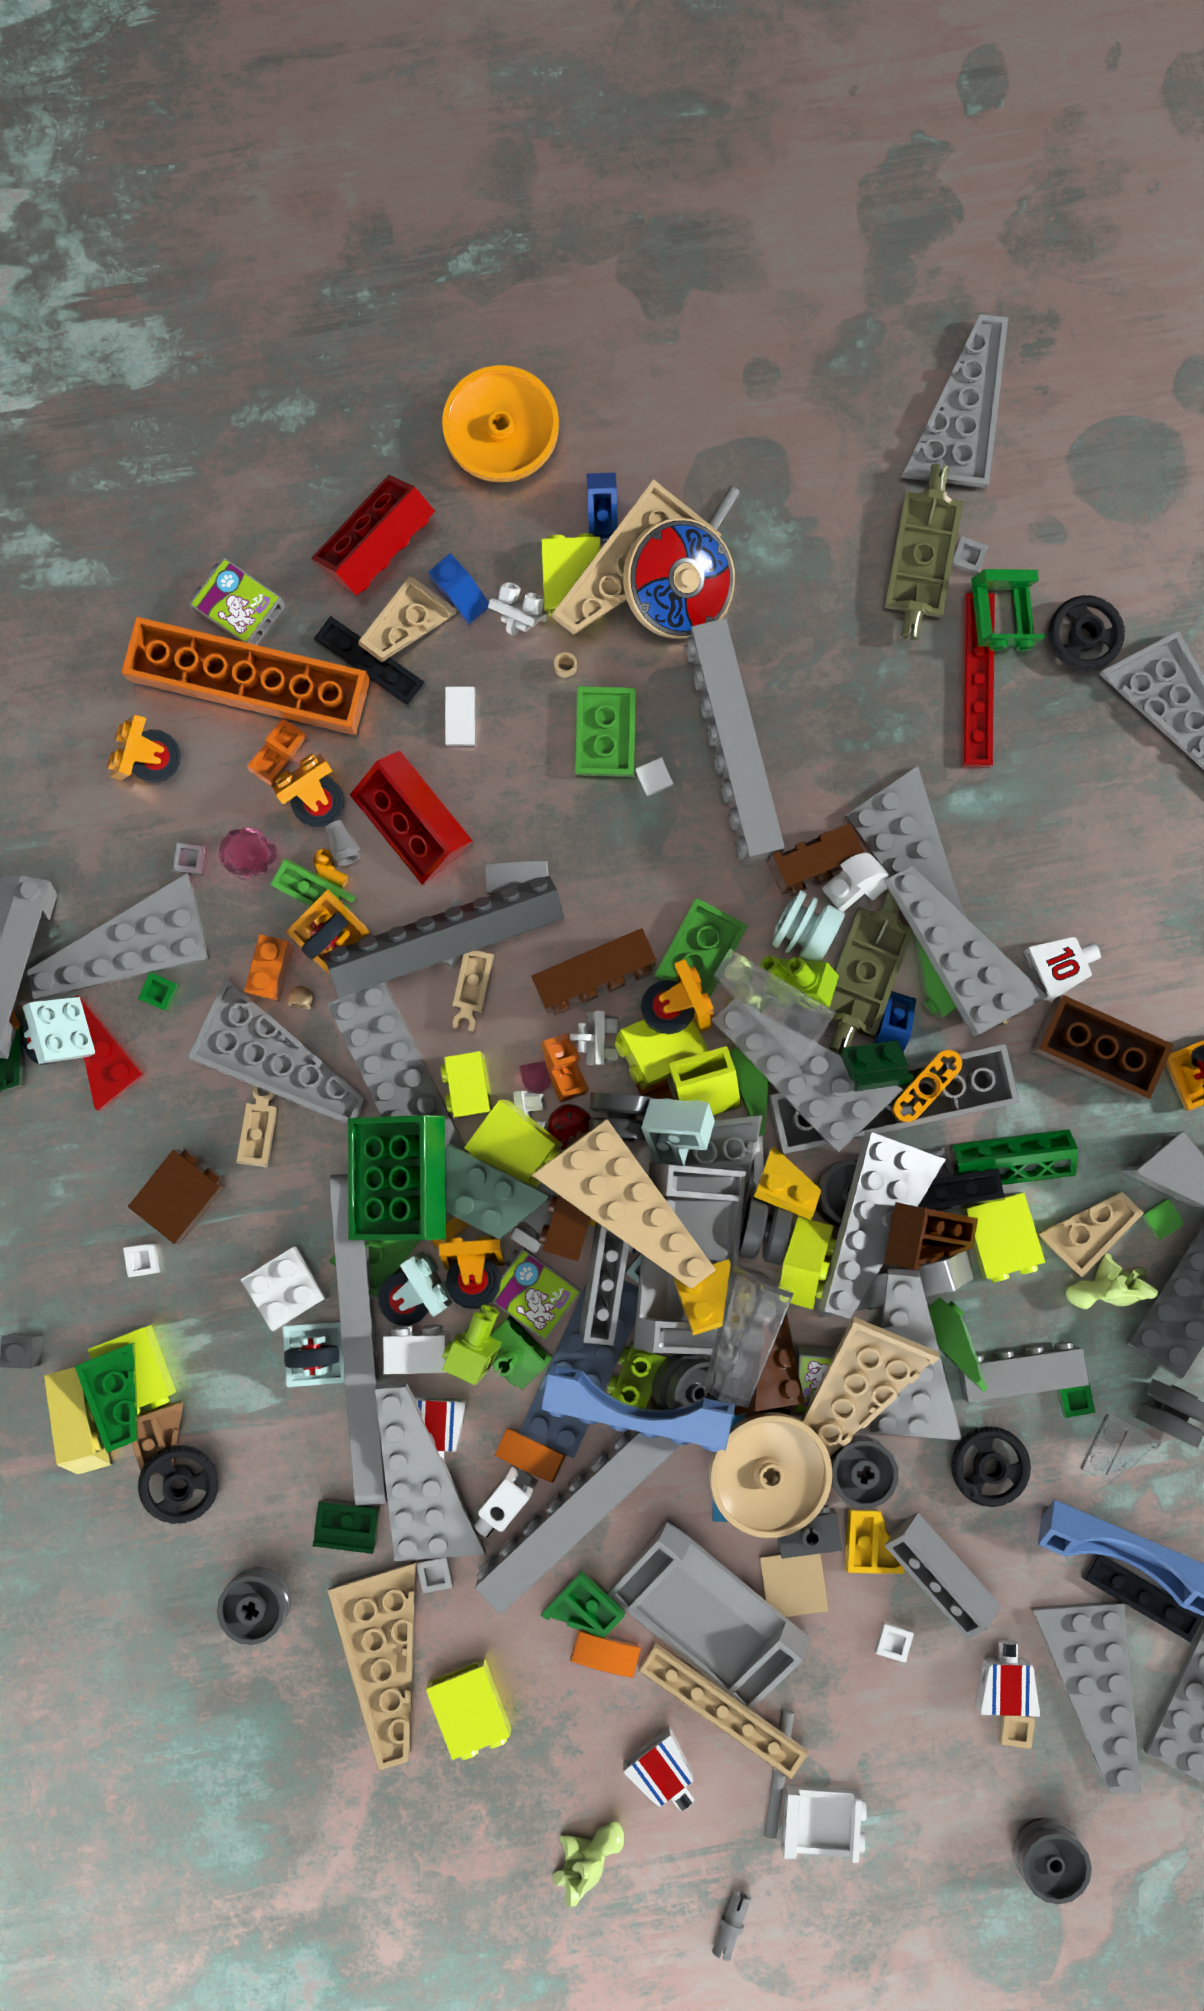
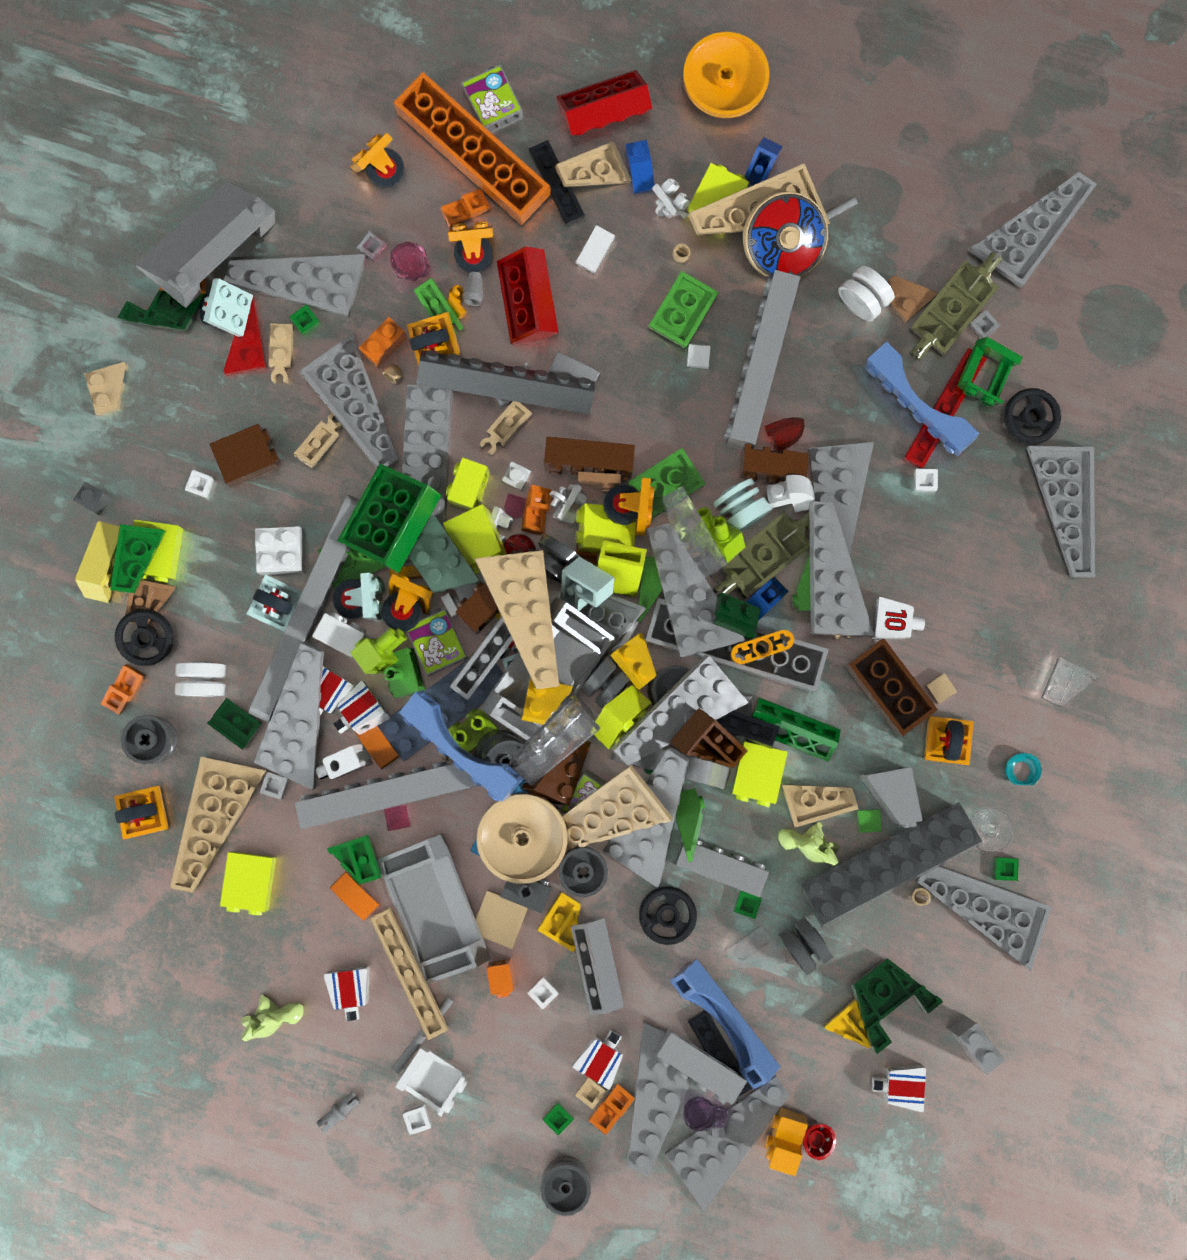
camera: 25 degrees right, 0 degrees up
(149, 1044) = (280, 350): none -> tan plate
(187, 1560) = (123, 689): none -> orange slope
(274, 1495) = (200, 679): none -> white wheel
(292, 1698) = (141, 812): none -> light orange plate
(489, 1427) = (360, 710): none -> torso
(517, 1040) = (516, 476): none -> white plate
(606, 1532) = (397, 818): none -> clear pink tile
(631, 989) = (600, 481): none -> medium nougat wing
(807, 810) = (785, 432): none -> clear red brick
(812, 594) = (866, 293): none -> white wheel
(830, 1880) = (417, 1120): none -> white tile
(836, 1655) = (501, 977): none -> orange brick
(858, 572) = (909, 297): none -> medium nougat wing
(996, 1783) = (558, 1118): none -> green tile
(1003, 777) = (925, 480): none -> white tile
(1005, 703) = (952, 431): none -> medium blue arch
(1052, 1735) = (611, 1109): none -> orange slope
(1131, 1628) = (700, 1067): none -> light grey brick
(1158, 1015) = (940, 688): none -> tan tile
(1167, 1682) = (703, 1115): none -> clear purple hair

